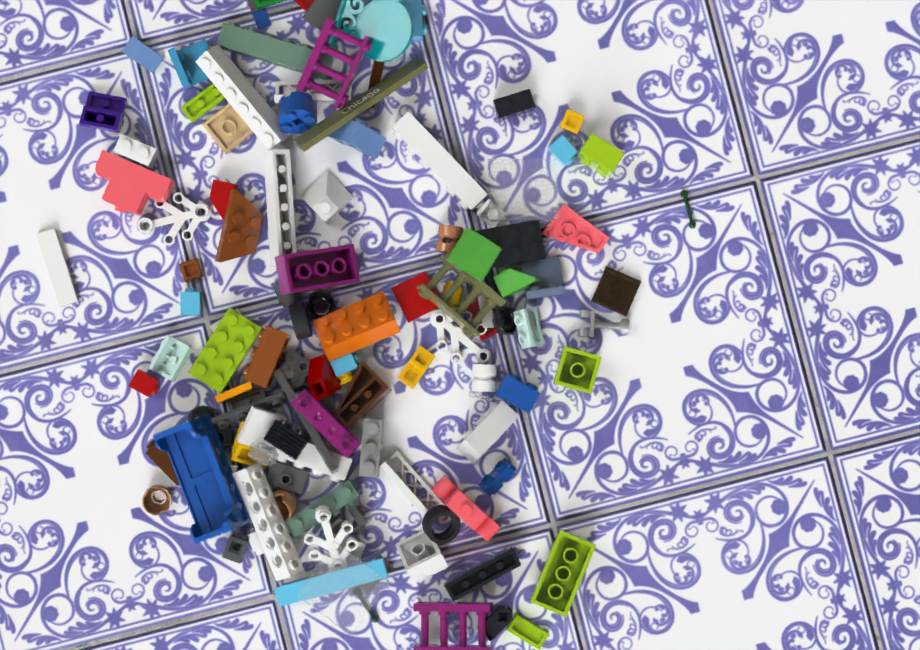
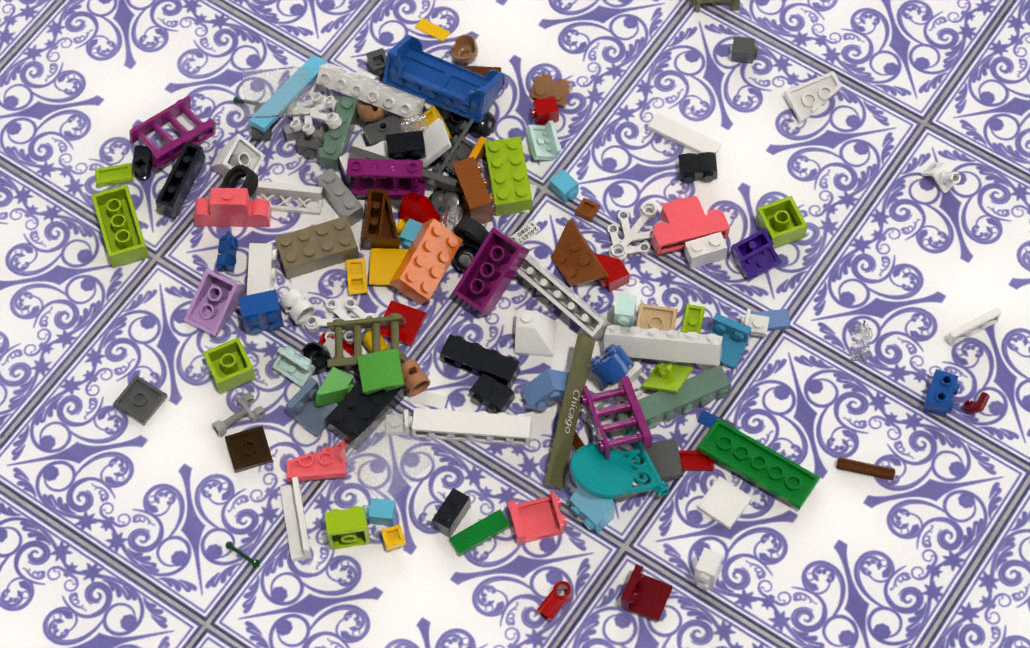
camera: 140 degrees right, 25 degrees down
(57, 121) = (782, 221): none -> lime brick
(74, 229) = (697, 167): none -> black brick
(121, 401) = (545, 87): none -> medium nougat bracket
(158, 57) = (758, 323): none -> white bracket
(162, 548) = (432, 29): none -> yellow sticker
(248, 148) = (625, 310): none -> light aqua brick
(258, 293) = (525, 232): none -> white sticker
(263, 70) = (667, 377): none -> lime piece
(303, 349) = (451, 217): none -> clear brick
(385, 356) = (384, 265): none -> yellow slope
(387, 209) = (478, 360): none -> black brick
(402, 174) = (491, 394): none -> black brick
(426, 418) = (317, 247): none -> dark tan brick
(448, 214) = (429, 399): none -> white sticker
(455, 49) = (537, 518): none -> coral panel
(505, 75) = (479, 532): none -> green tile
(542, 439) = (214, 302): none -> lavender slope
(630, 200) = (295, 521): none -> white fence
(663, 404) = (140, 400): none -> dark grey tile

